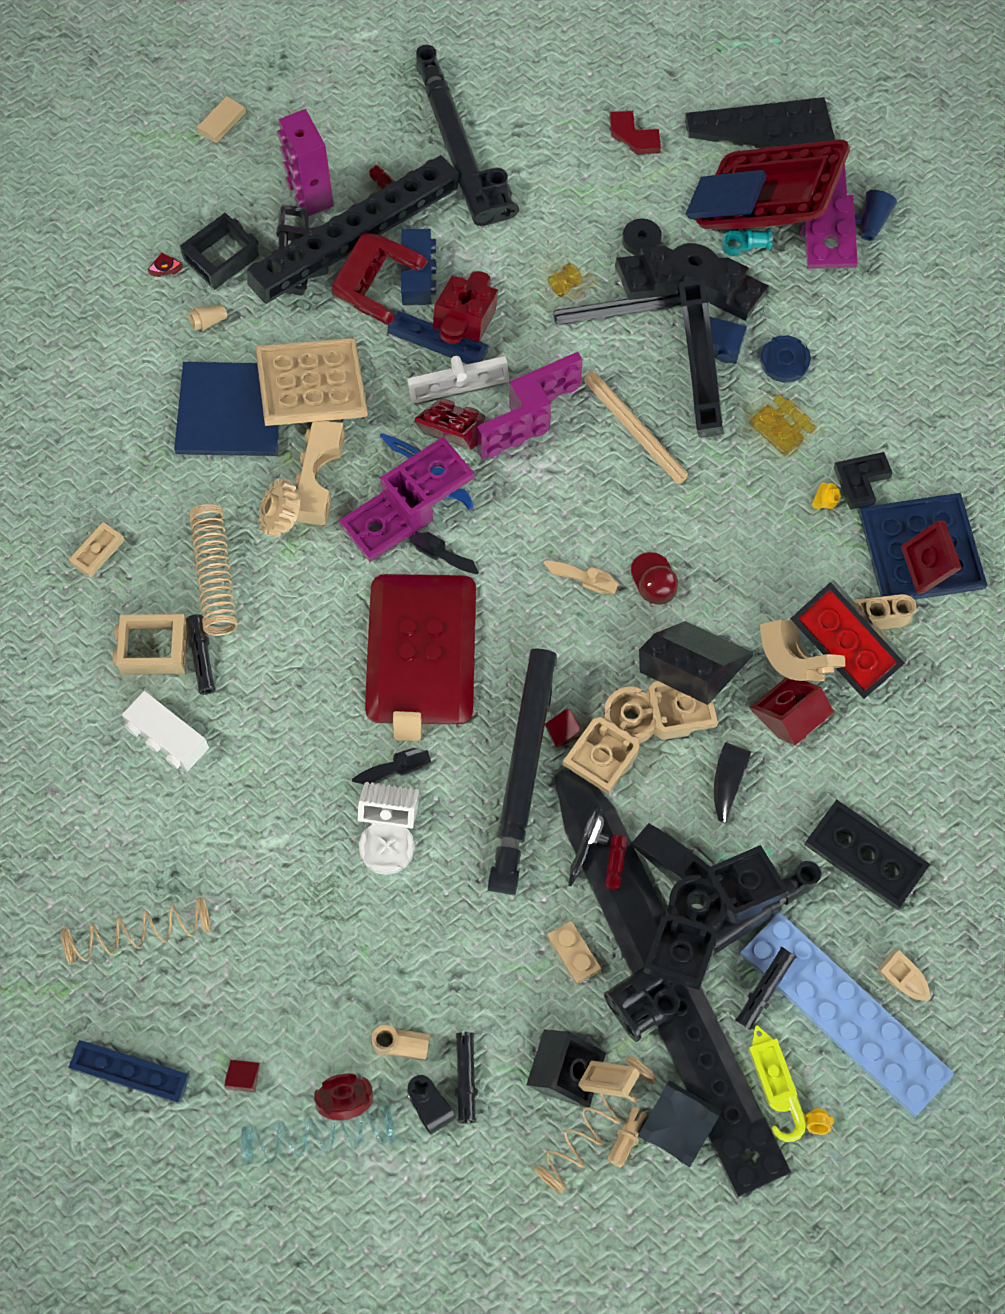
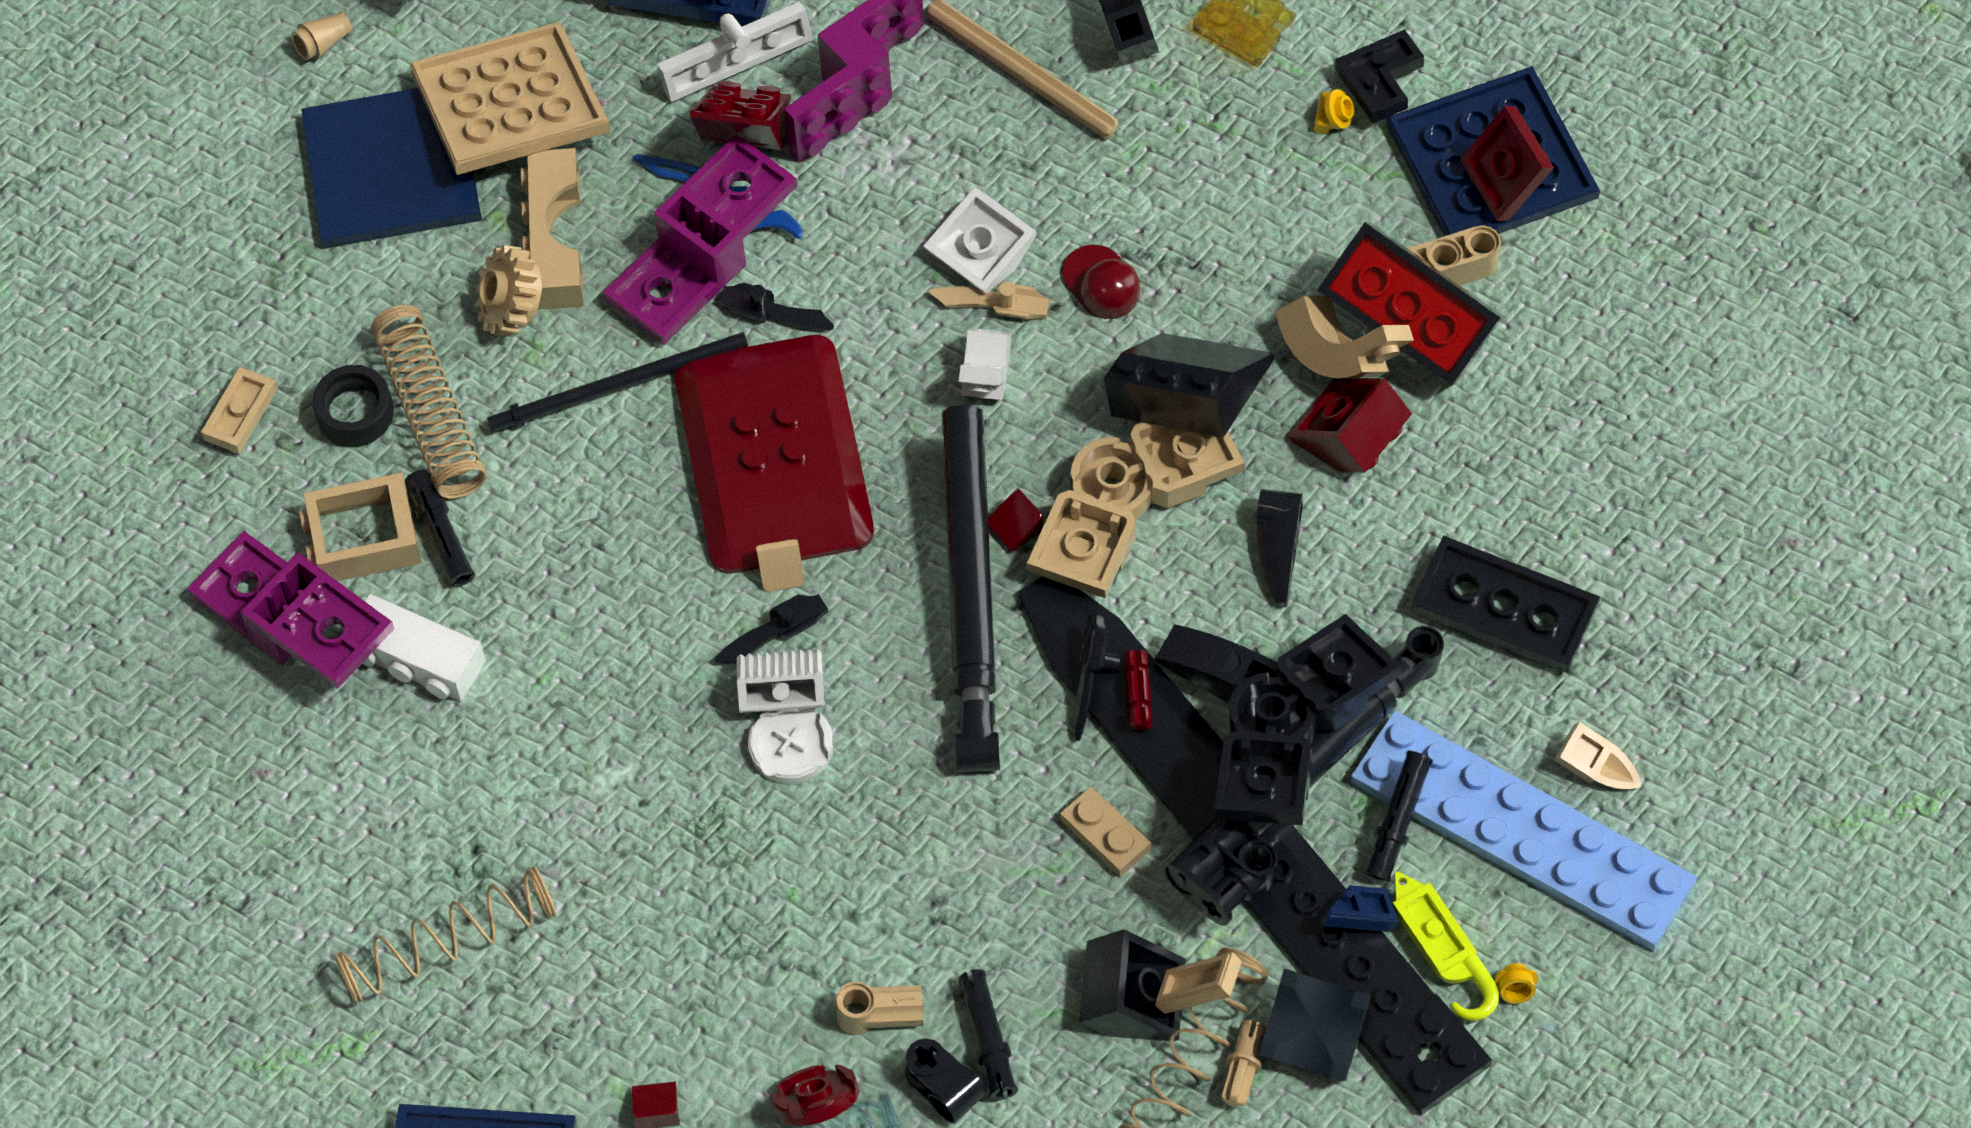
camera: 10 degrees left, 5 degrees down
(93, 690) = (291, 609): none -> magenta bracket
(162, 544) = (343, 380): none -> black tyre
(337, 580) = (519, 414): none -> black bar
(568, 618) = (985, 363): none -> white brick
(583, 536) = (981, 241): none -> white slope
(728, 1048) = (1362, 909): none -> dark blue tile

